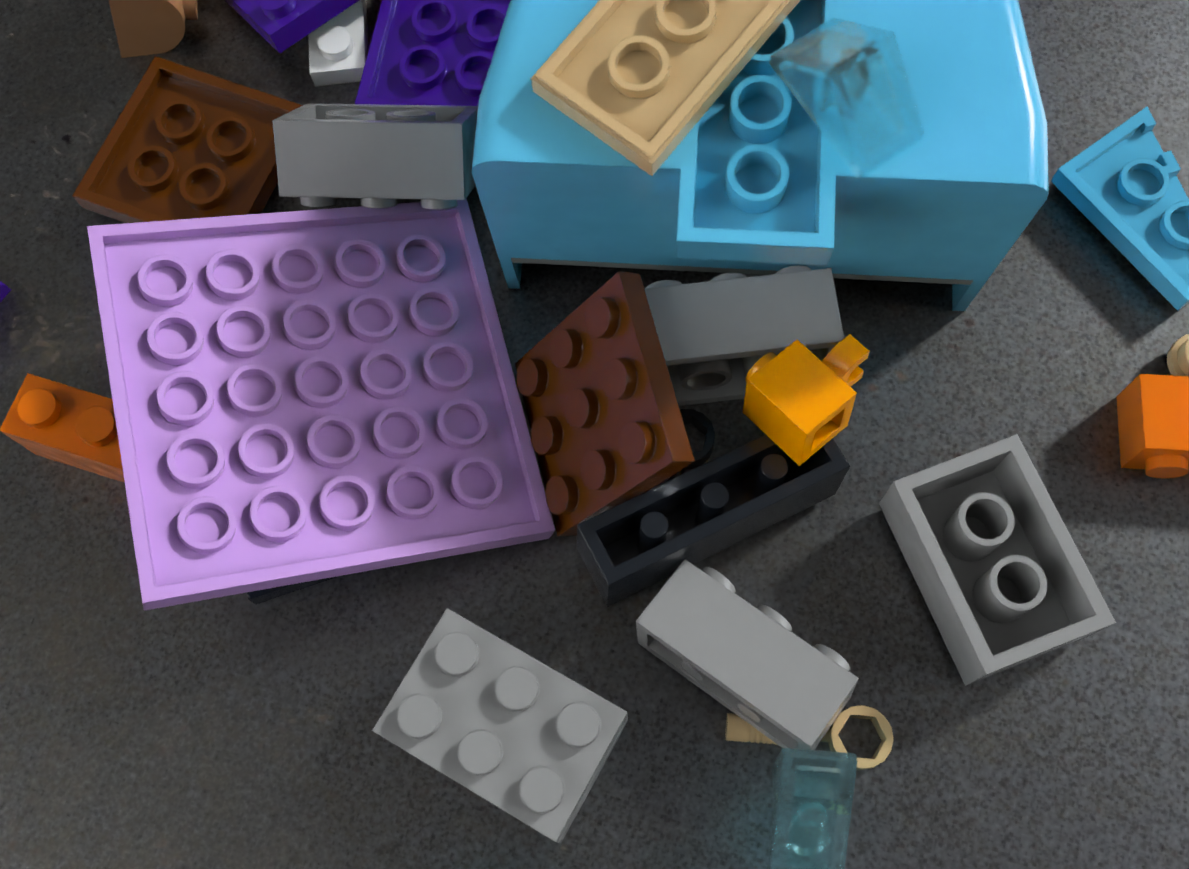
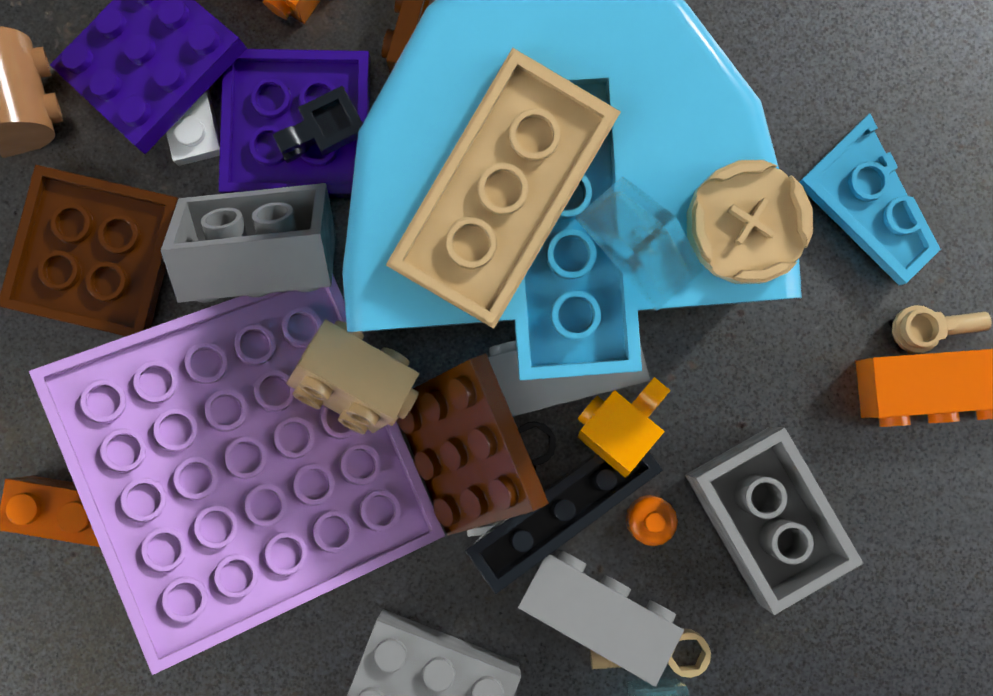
camera: 20 degrees left, 15 degrees up
(469, 298) = (354, 379): none -> tan brick
(472, 46) = (327, 122): none -> black plate
(829, 554) = (651, 520): none -> orange piece
(987, 87) = (749, 222): none -> tan tile

